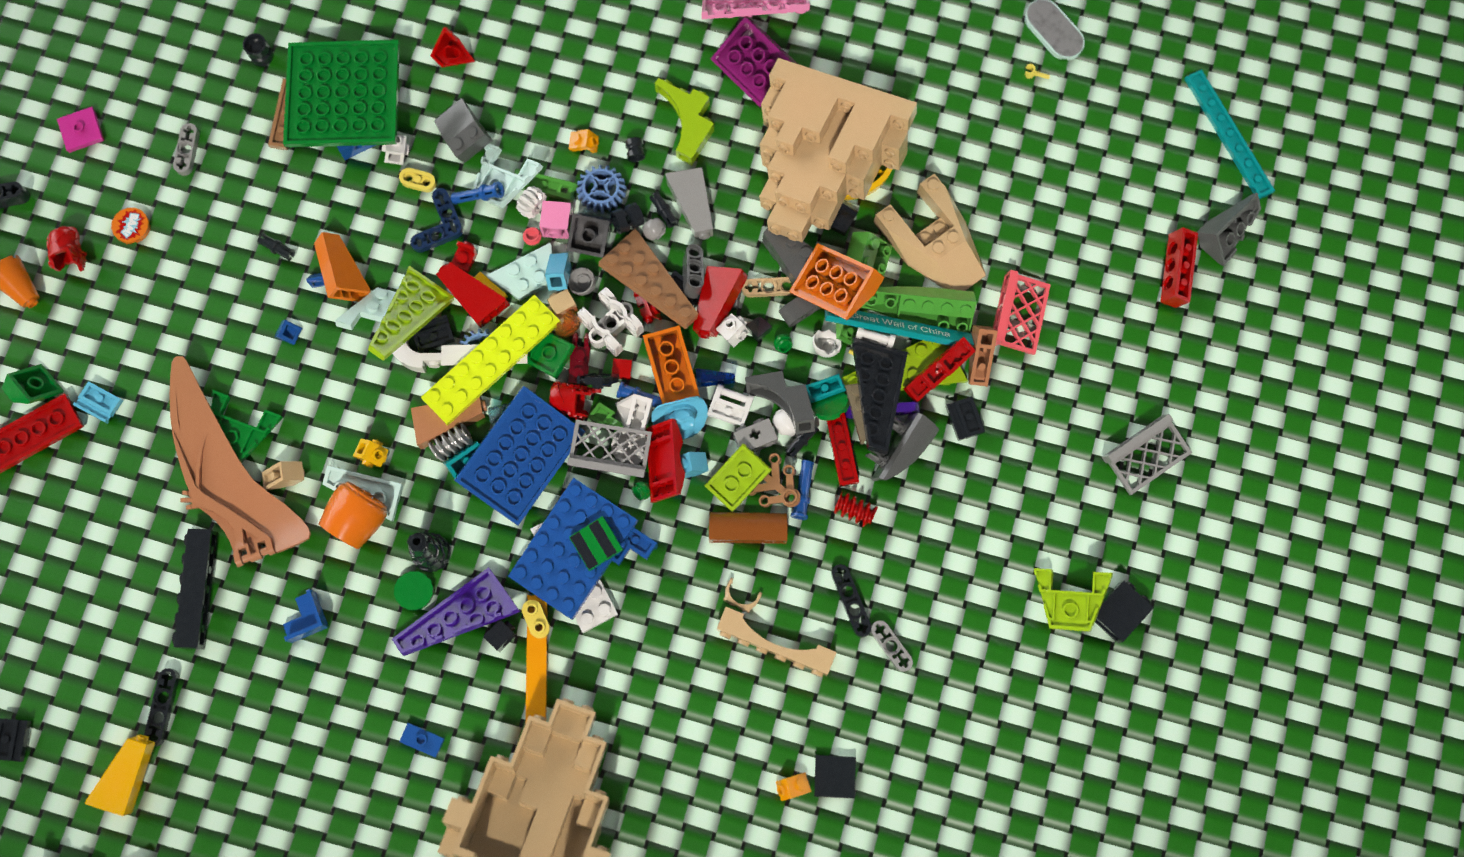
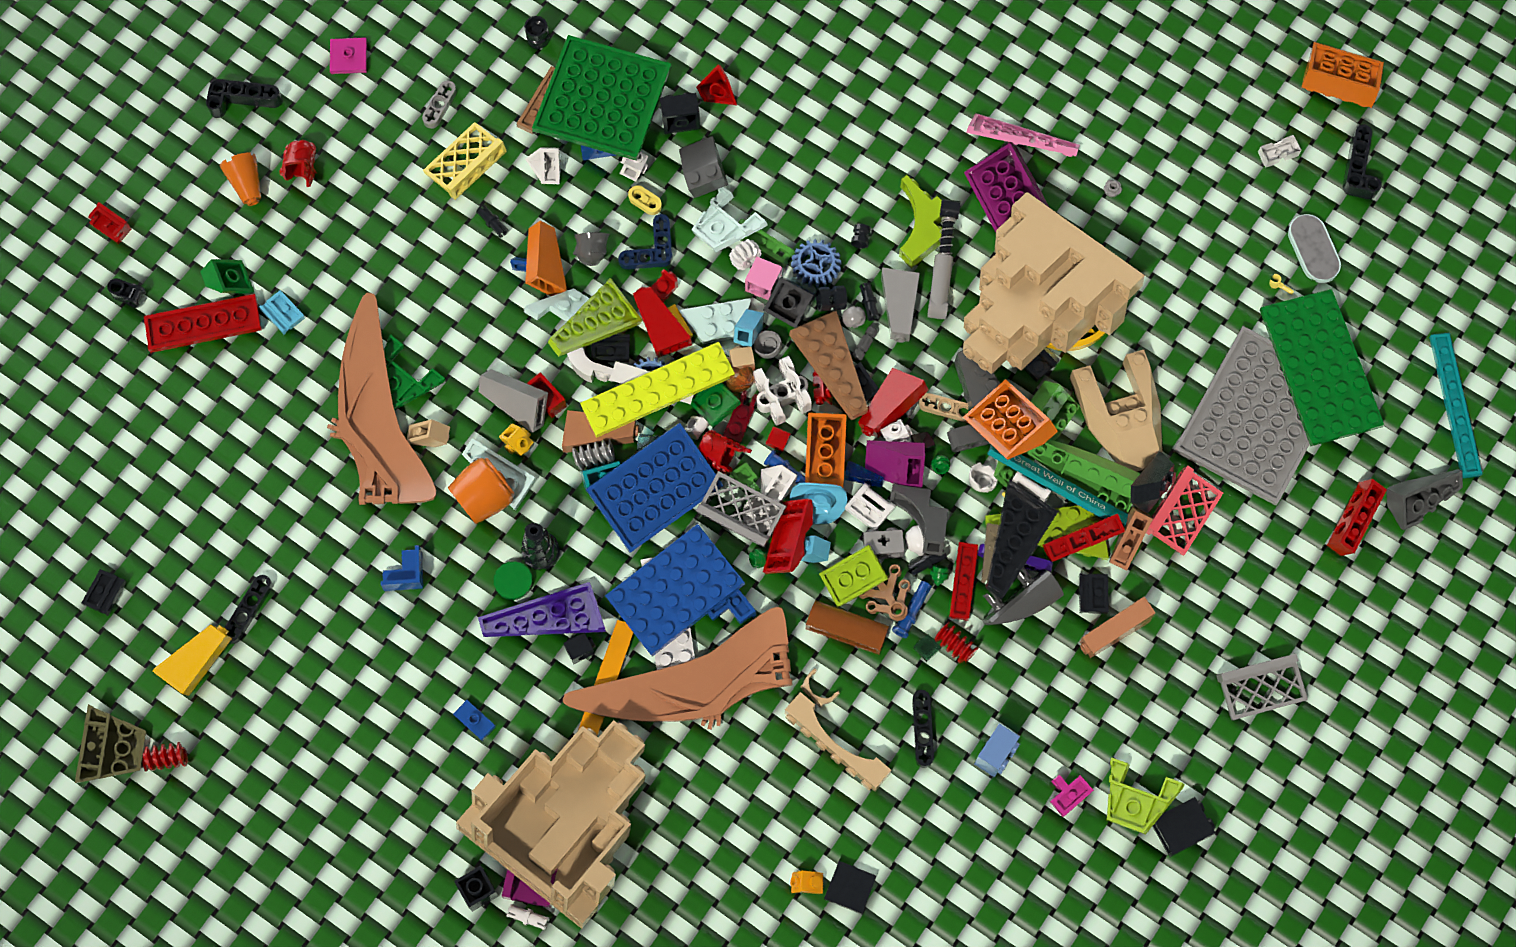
camera: 20 degrees right, 5 degrees down
(130, 225) = (365, 159): tile -> none
(195, 589) = (314, 511): black brick -> none
(240, 201) = (474, 167): none -> light yellow fence
(288, 332) = (477, 303): blue slope -> none
(310, 175) = (546, 165): none -> white slope
(356, 412) = (515, 398): none -> light grey slope
(380, 242) = (591, 247): none -> dark grey helmet
(385, 399) = (555, 400): none -> red panel
(423, 85) = (680, 113): none -> black brick
(484, 192) = (703, 231): blue pin -> none
(532, 236) = (735, 287): coral plate -> none
(536, 618) = (617, 643): light yellow plate -> none
(539, 383) = (696, 427): none -> white brick
(583, 140) = (814, 212): light orange bracket -> none
(596, 543) = (698, 591): tile -> none
(598, 381) = (752, 441): black plate -> none
(629, 632) = (700, 686): none -> nougat animal
(672, 252) = (864, 343): none -> dark grey axle
(693, 271) = (877, 368): dark grey beam -> none
(720, 149) = (943, 261): none -> piece
(742, 354) = (897, 461): none -> magenta slope
(817, 448) = (939, 574): none -> green plate
(825, 388) = (966, 519): teal slope -> none
(829, 522) = (927, 647): none -> clear green plate
(830, 407) = (965, 536): green tile -> none
(850, 34) = (1112, 192): none -> light grey plate
(905, 655) = (947, 768): light grey beam -> none
(928, 599) = (997, 749): none -> medium blue brick
(987, 296) = (1152, 483): none -> black wedge
(998, 444) = (1117, 627): none -> nougat slope
(1008, 617) = (1070, 794): none -> dark pink plate
(1058, 201) = (1248, 421): none -> light grey plate
(1100, 138) = (1321, 367): none -> green plate

